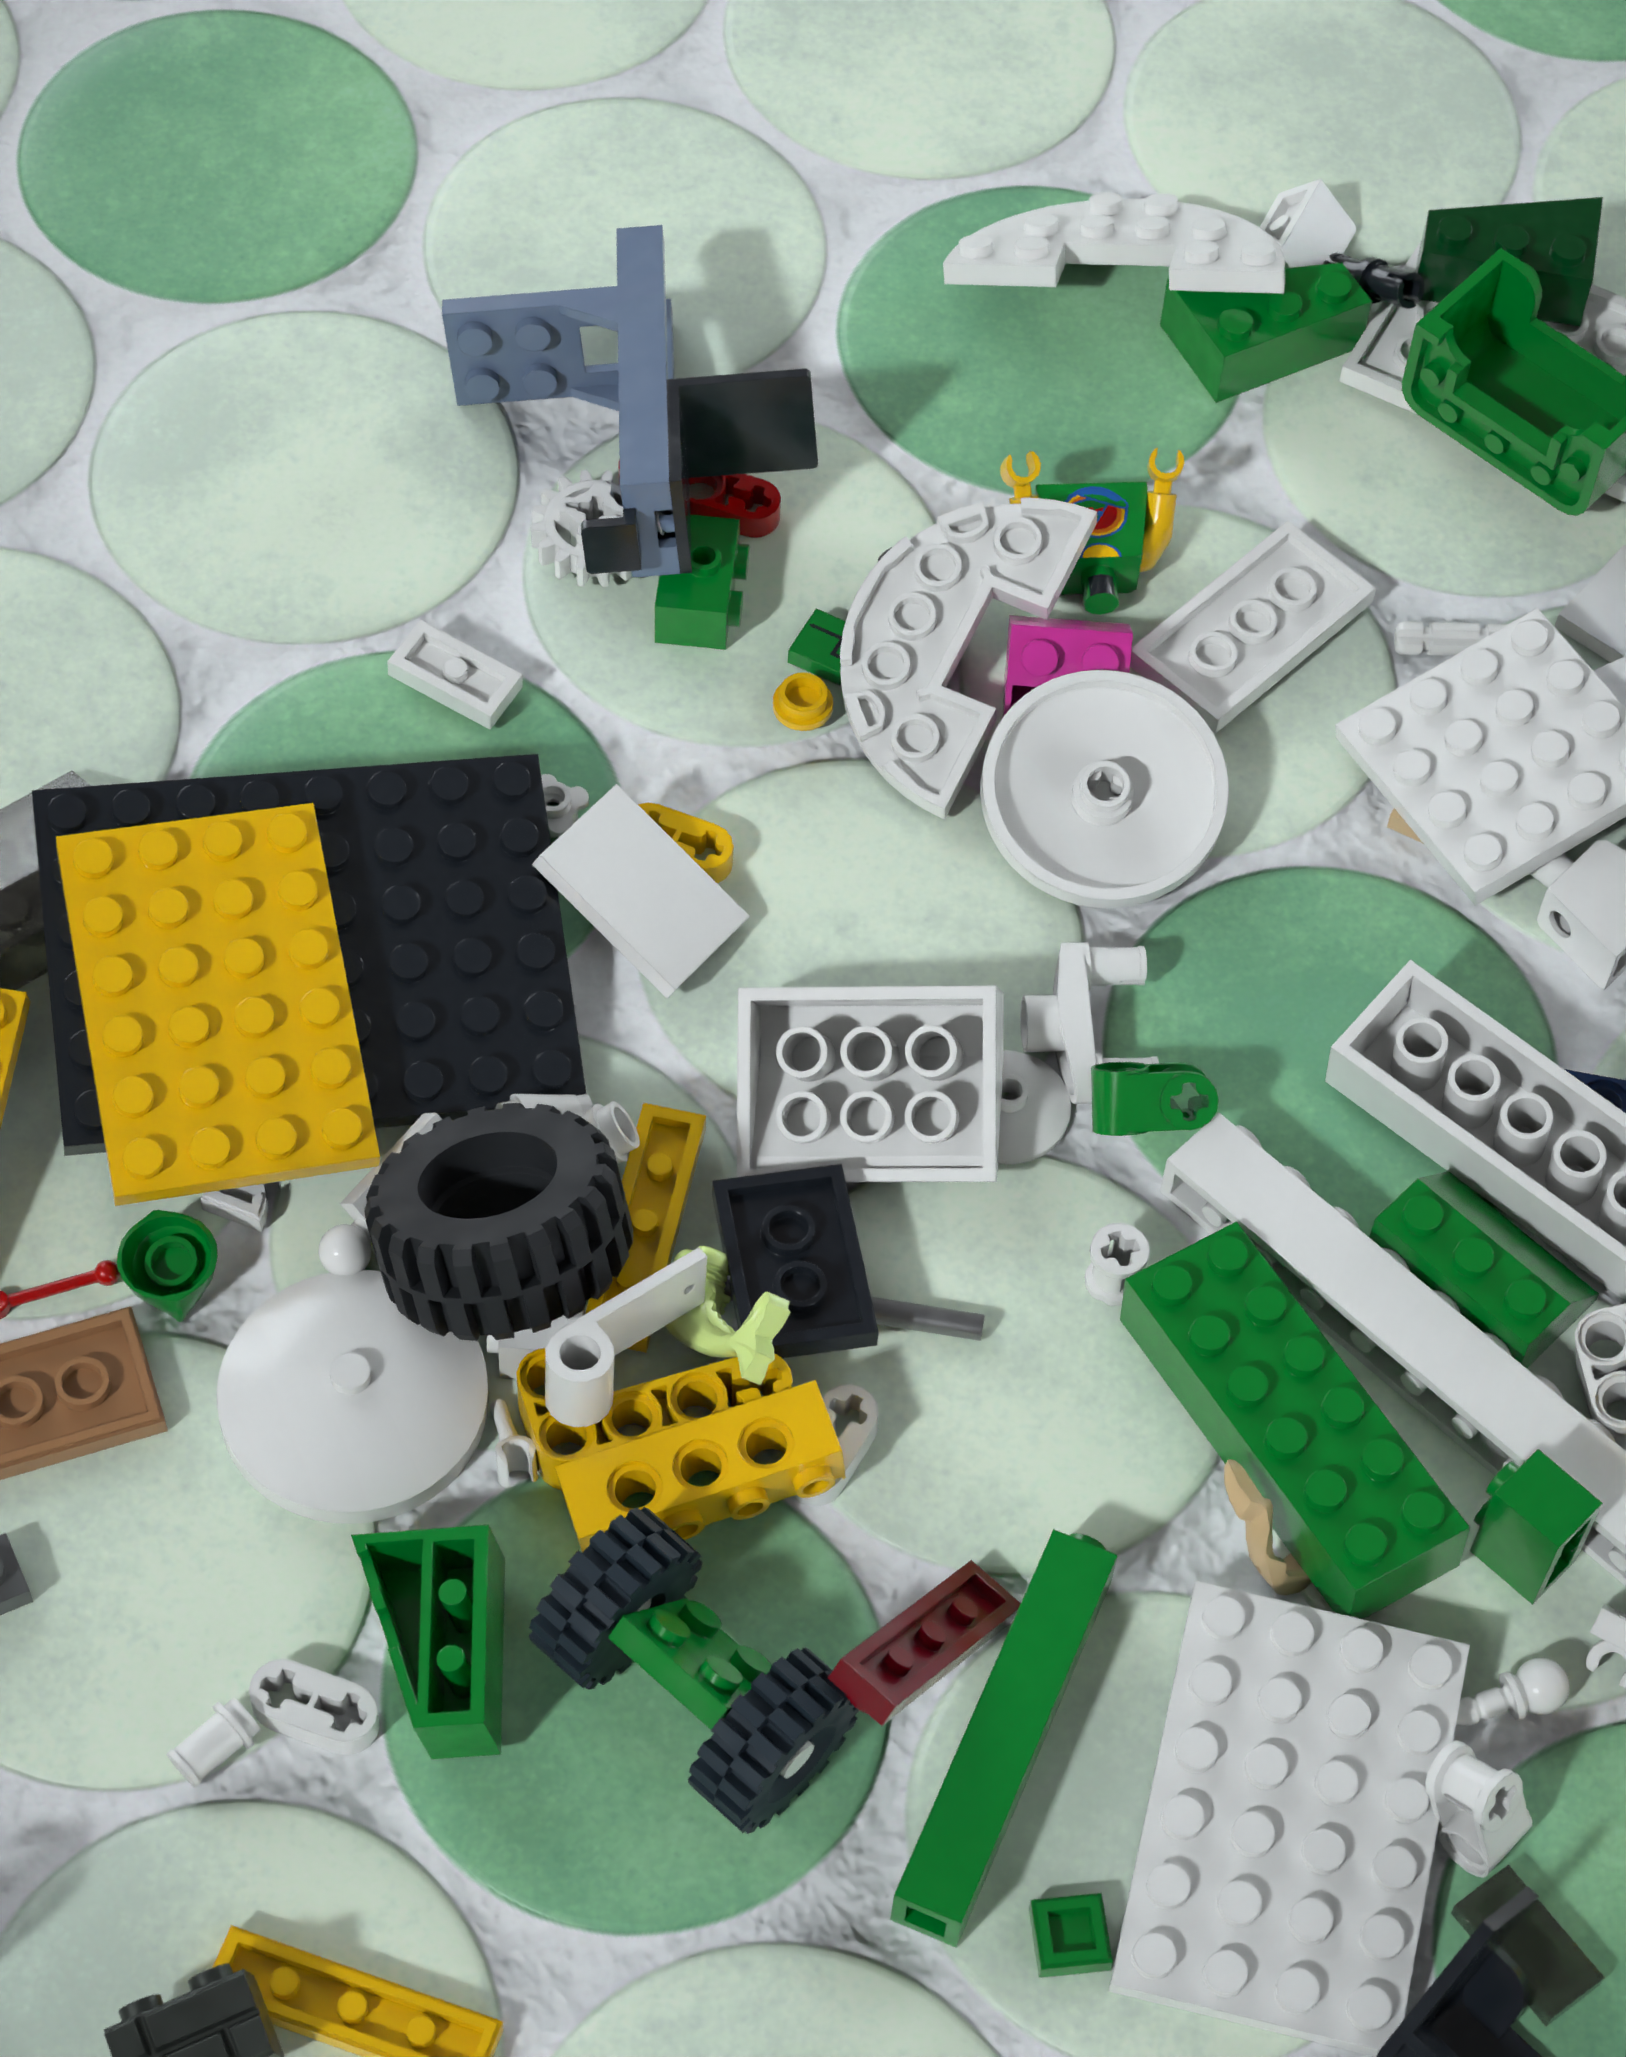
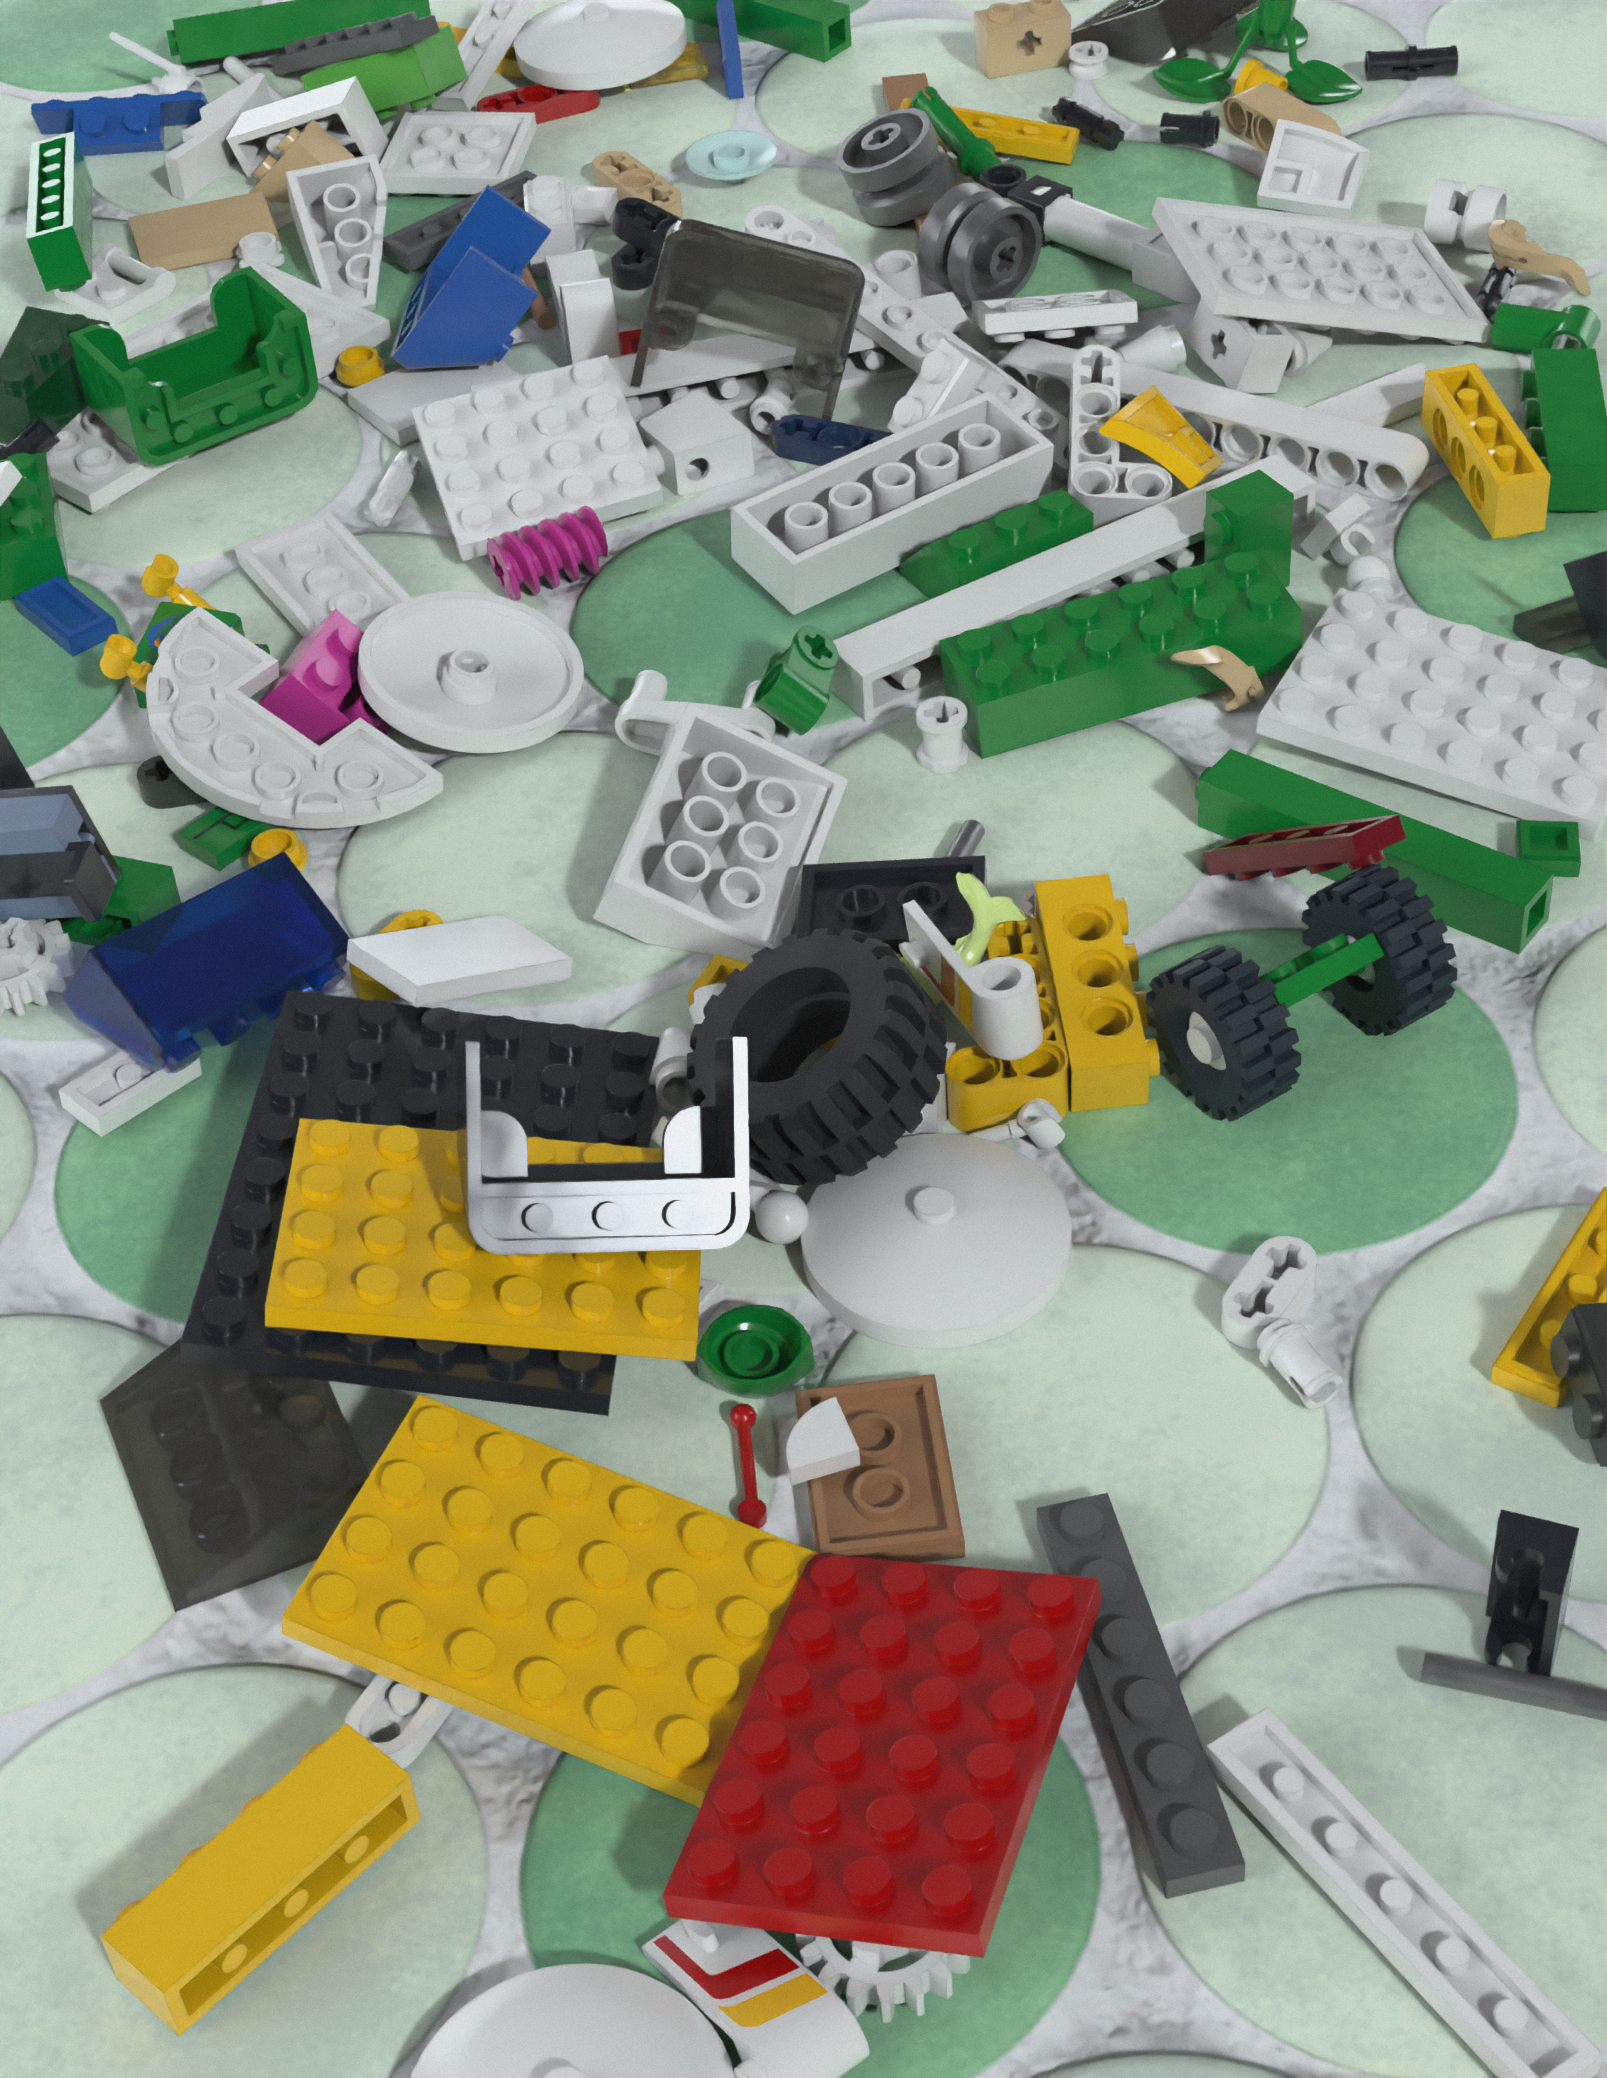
camera: 70 degrees left, 15 degrees down
(52, 1334) = (821, 1444): none -> white tile
(241, 1057) = (682, 1203): none -> windscreen
(444, 1631) = (1225, 1171): green wedge -> none
(577, 690) = (210, 966): none -> clear blue windscreen
(1157, 412) = (66, 615): none -> blue tile
(1340, 813) = (547, 551): none -> dark pink piece
(1476, 1807) = (1481, 596): white piece -> none

